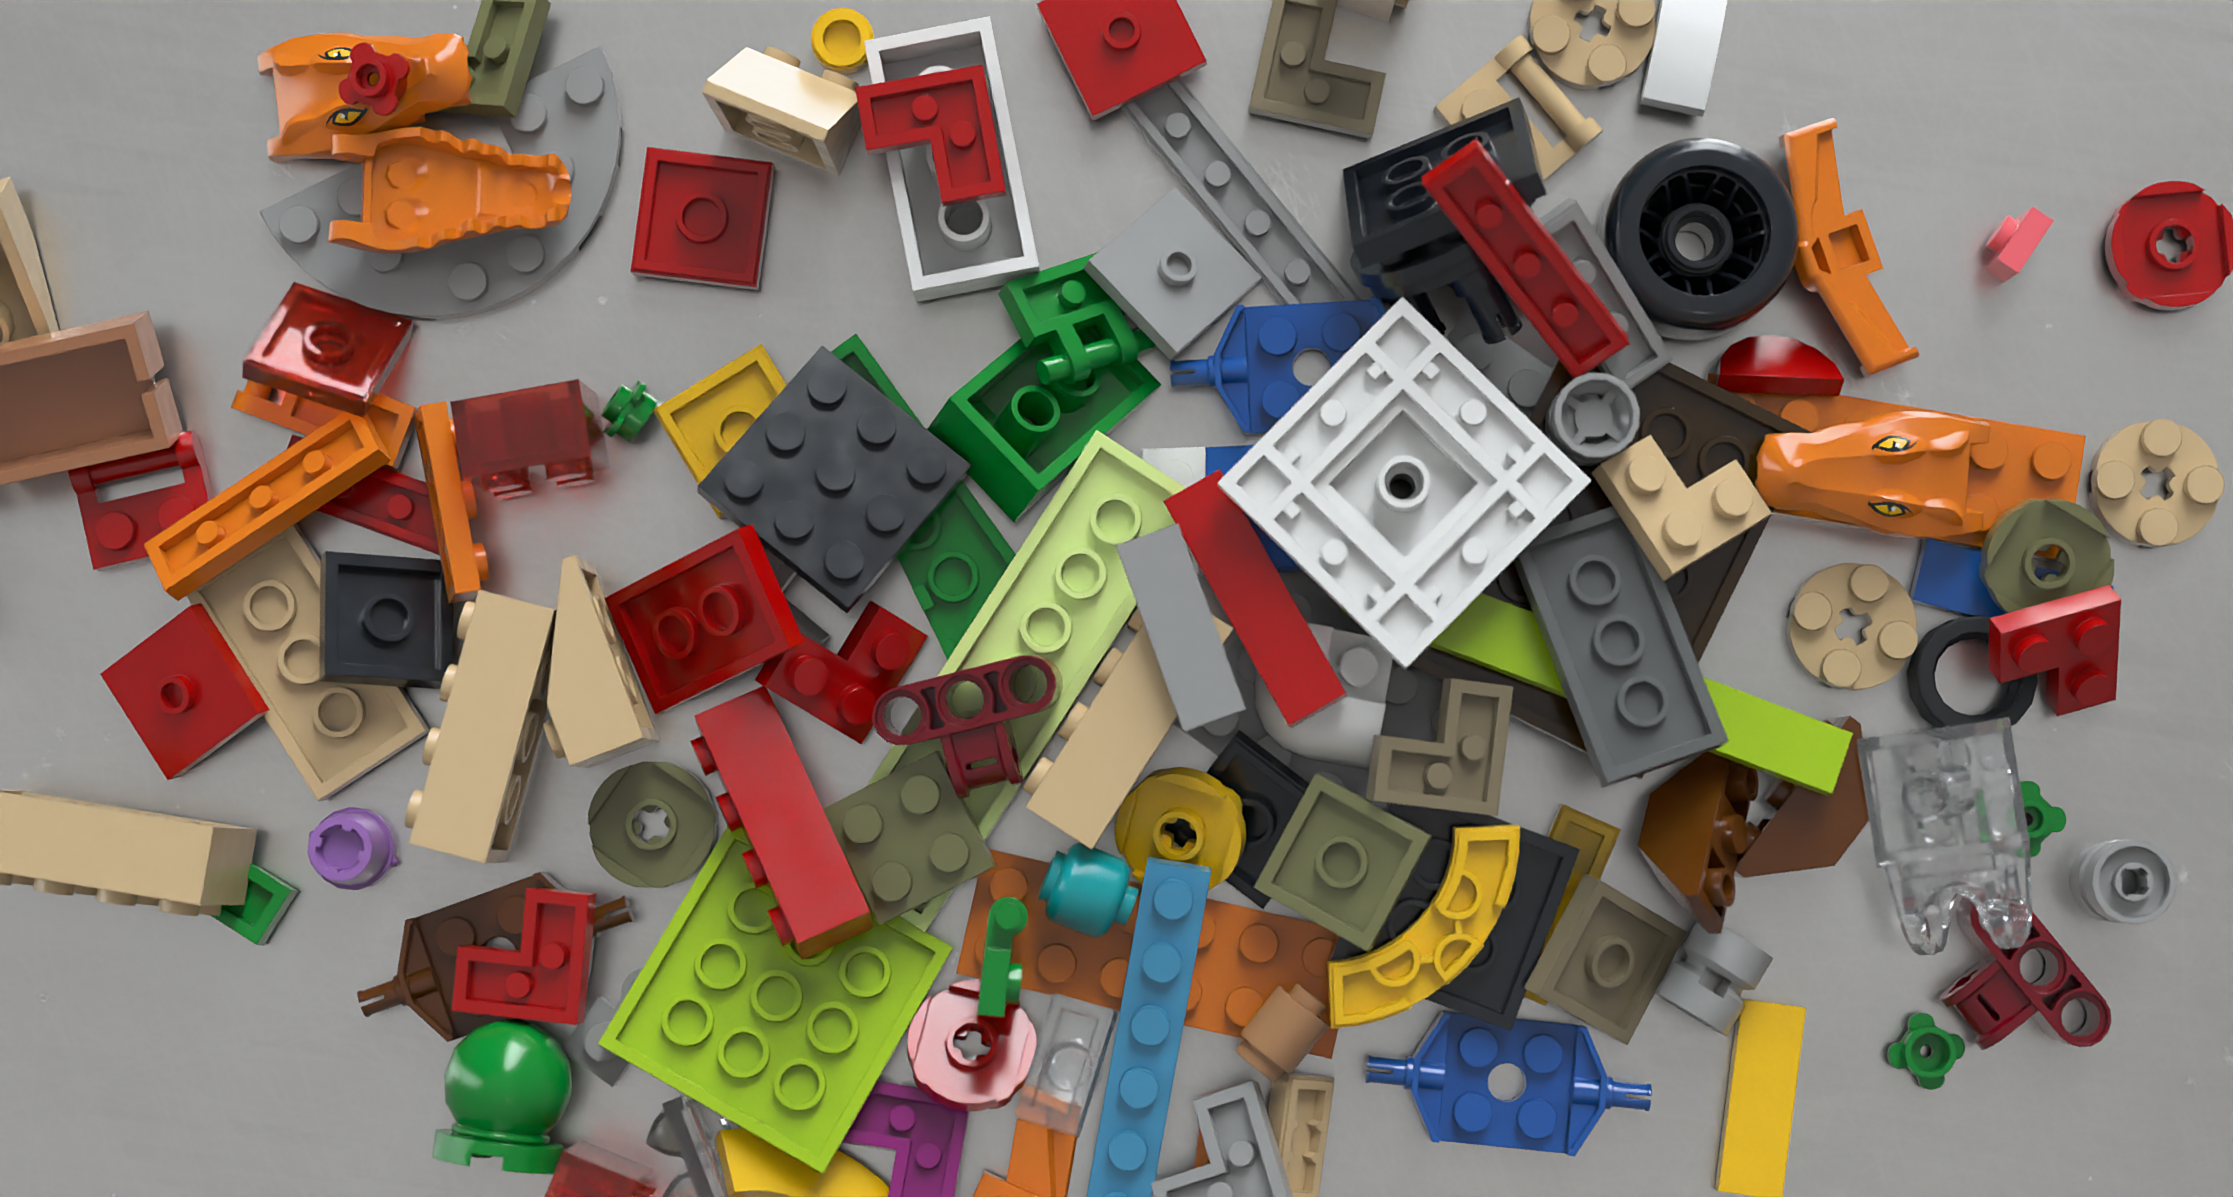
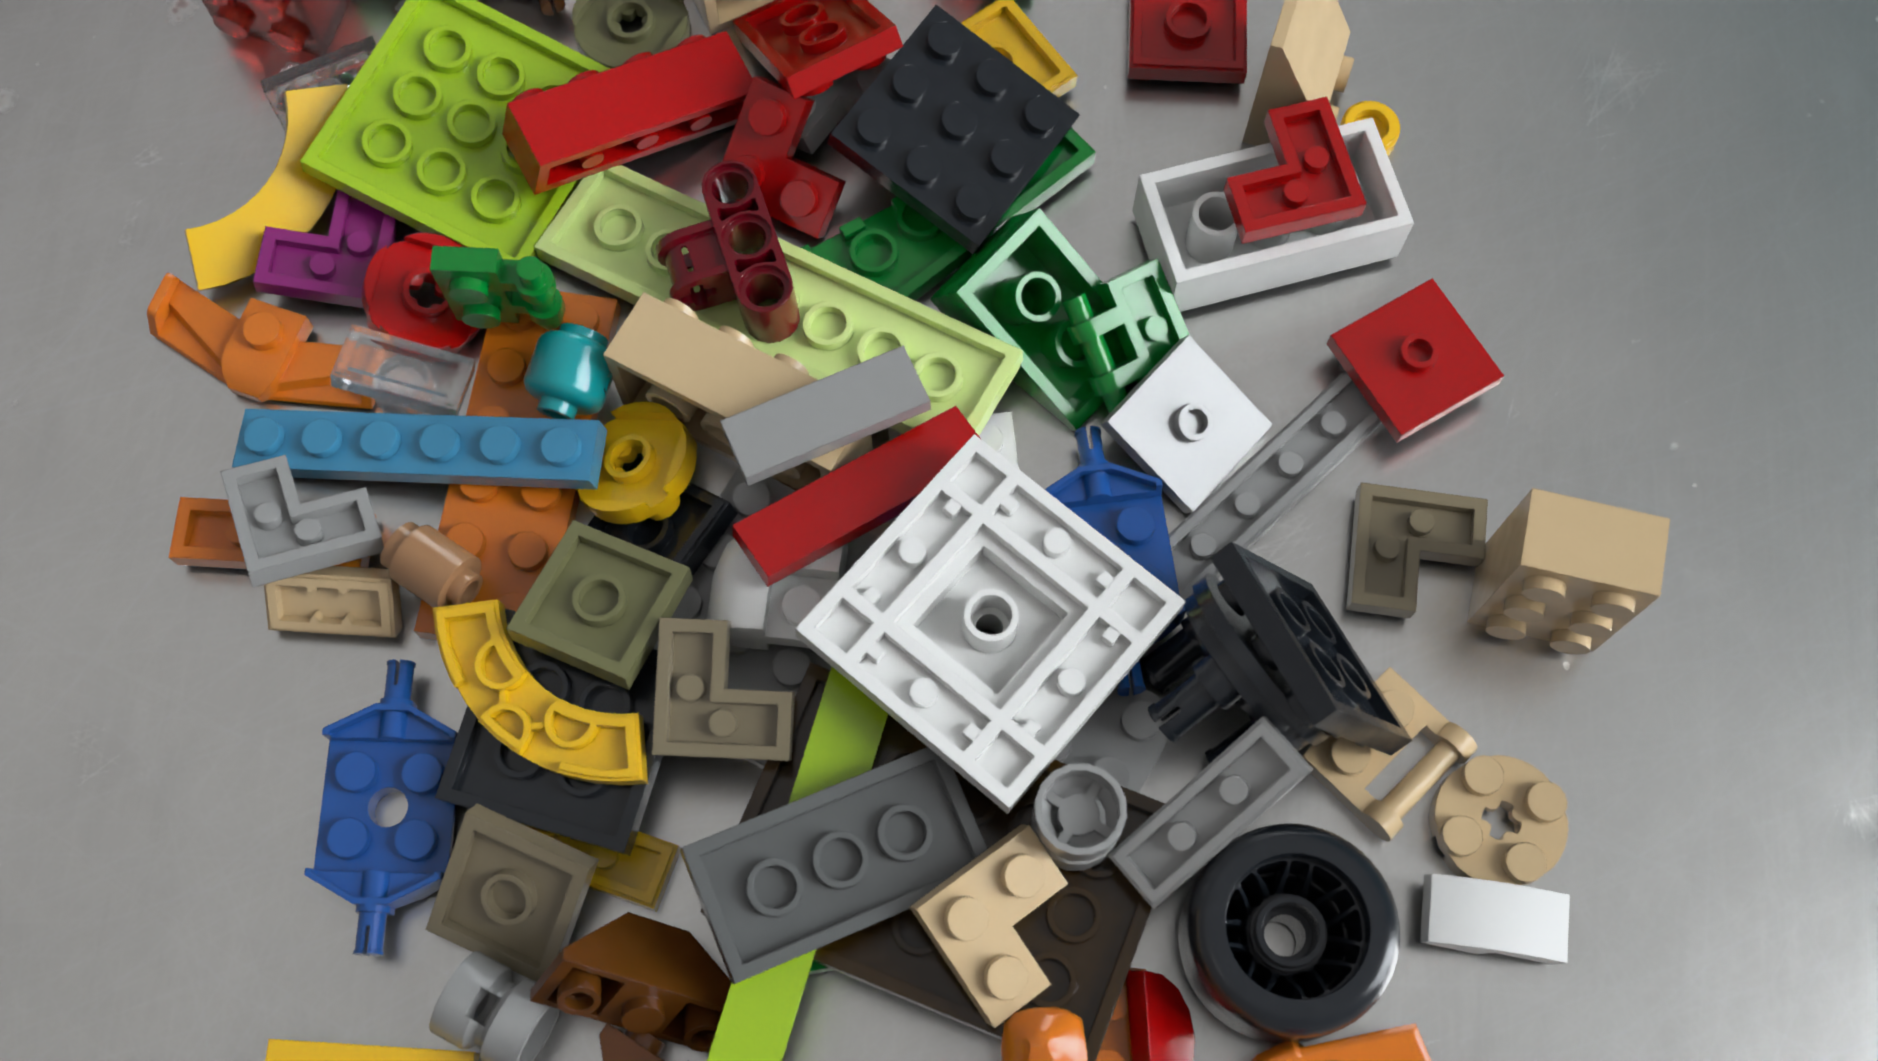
camera: 80 degrees right, 15 degrees down
(909, 838) = (615, 220): olive plate -> none
(1525, 259) = (1240, 716): red tile -> none

